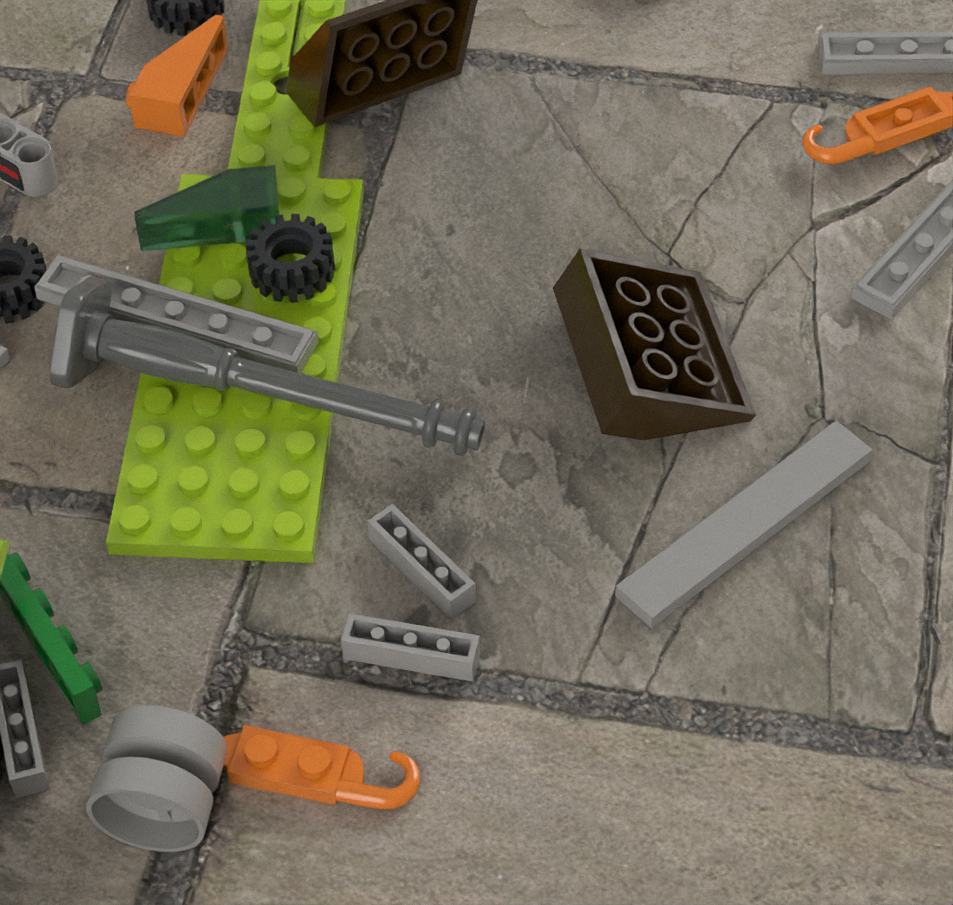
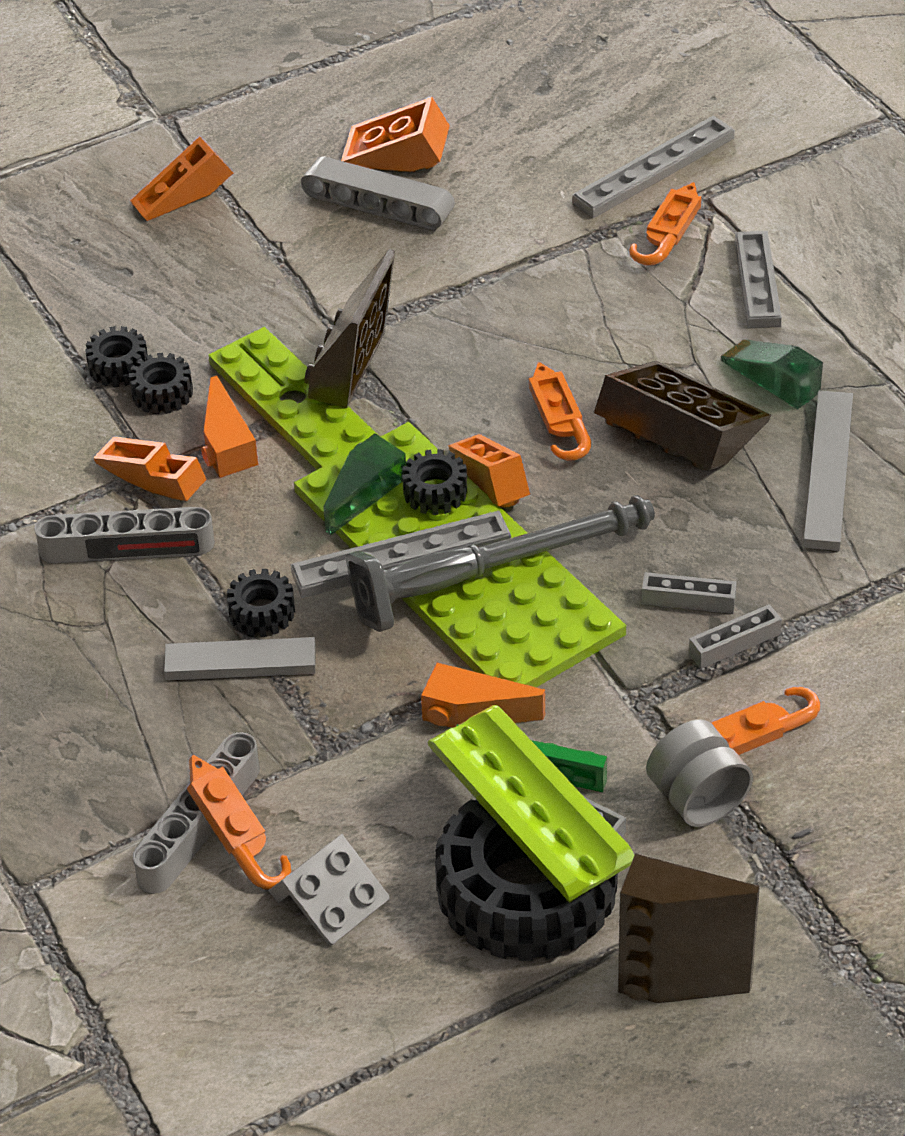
camera: 40 degrees left, 5 degrees down
(63, 525) = (458, 694): none -> orange slope
(76, 77) = (152, 467): none -> orange slope
(376, 283) = (493, 469): none -> orange slope
(525, 263) = (559, 411): none -> orange plate
(816, 367) = (778, 368): none -> clear green slope

